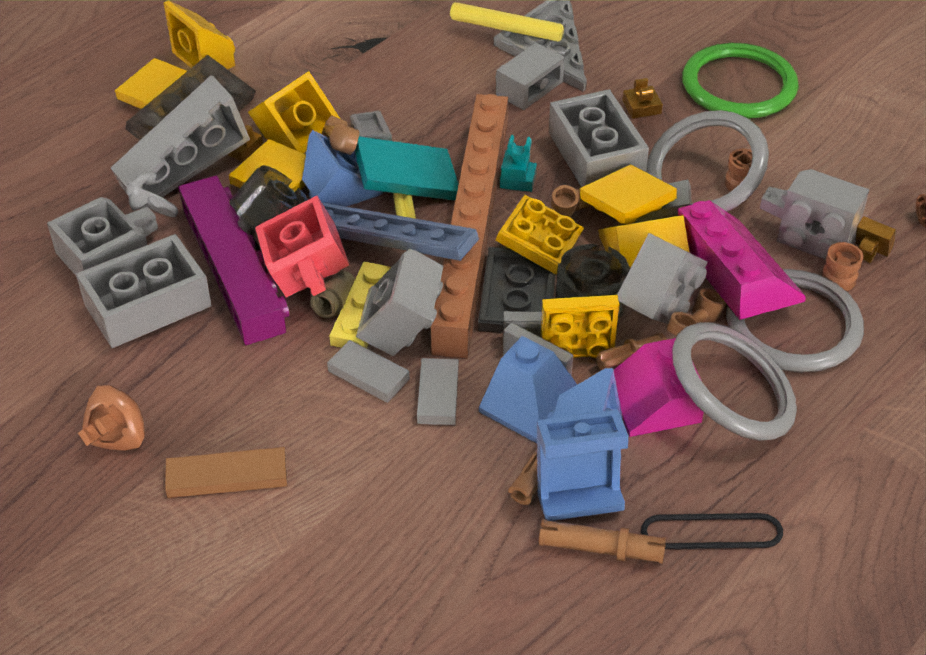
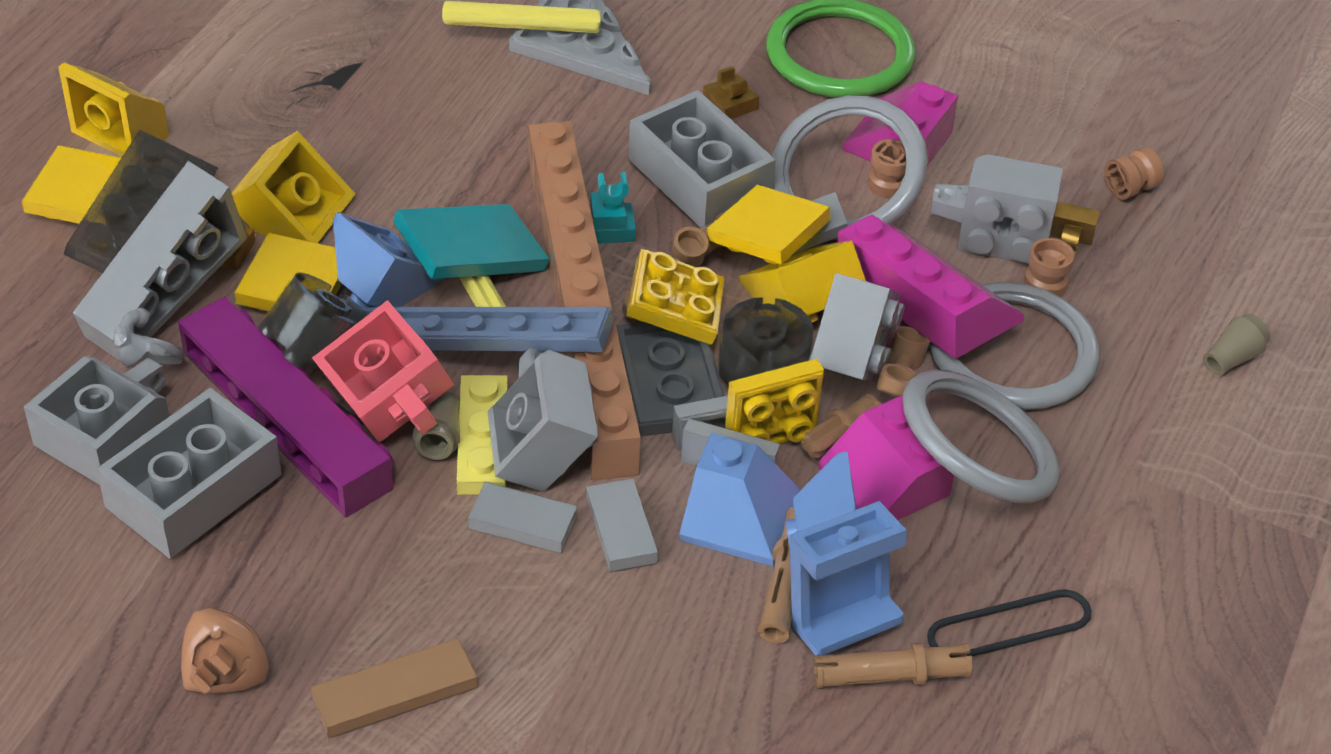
camera: 20 degrees left, 0 degrees up
(340, 135) = (377, 214): medium nougat bar -> none
(371, 125) = (396, 191): light grey tile -> none
(530, 75) = (578, 85): light grey brick -> none
(786, 141) = (925, 104): none -> dark pink slope

